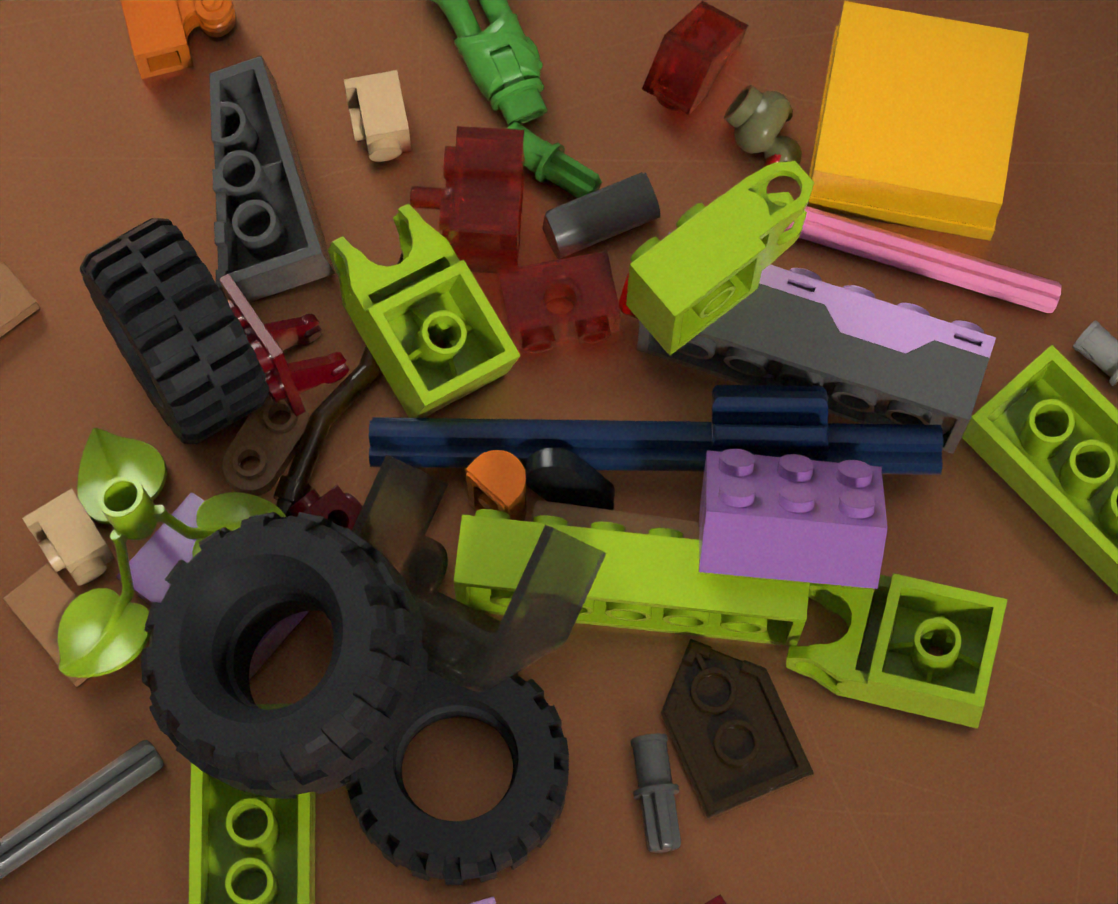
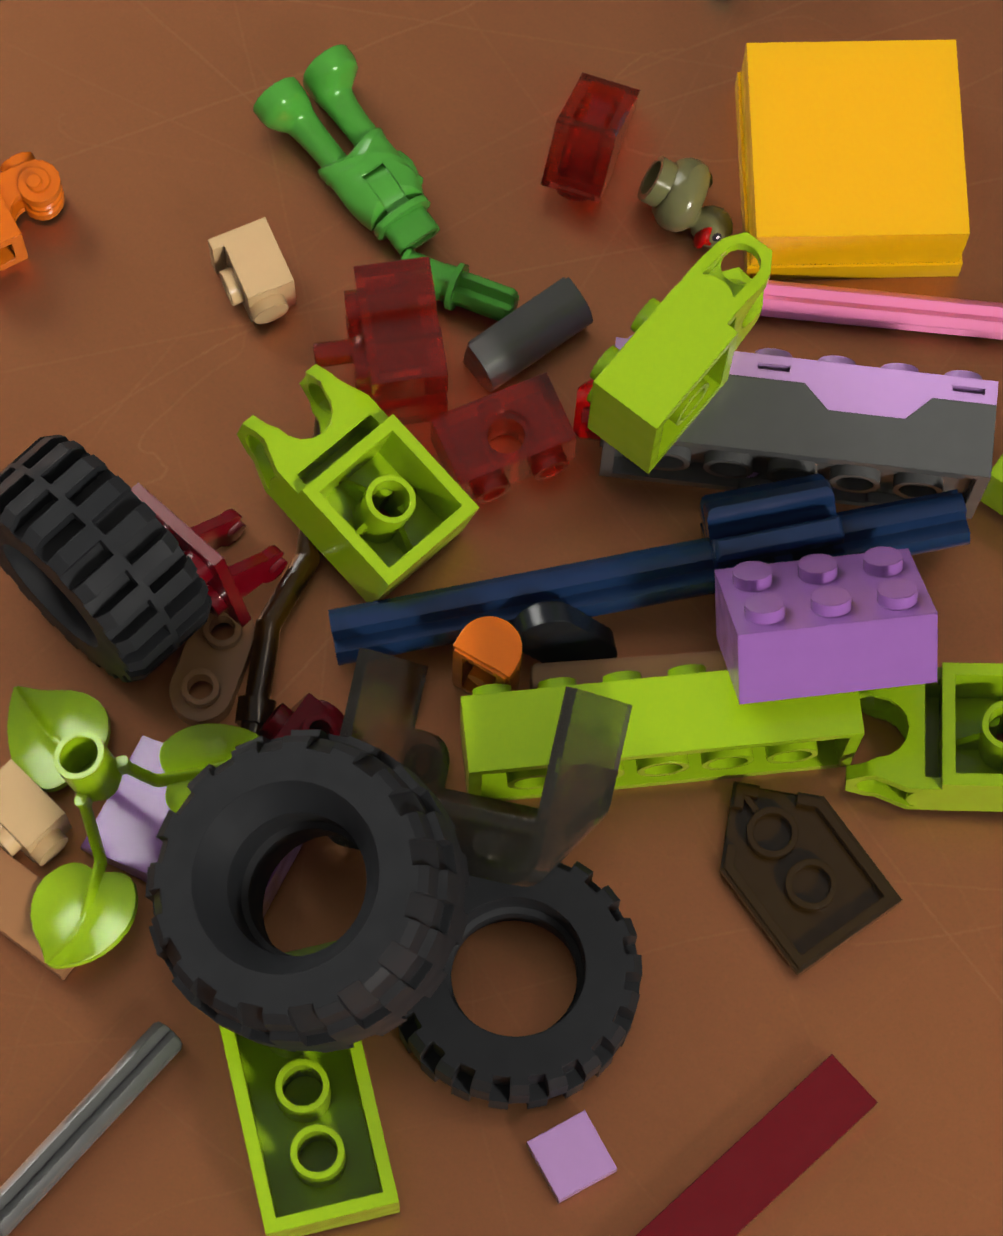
camera: 15 degrees left, 0 degrees up
(264, 207) = (146, 392): dark grey wedge -> none
(656, 792) = (735, 958): dark grey axle -> none

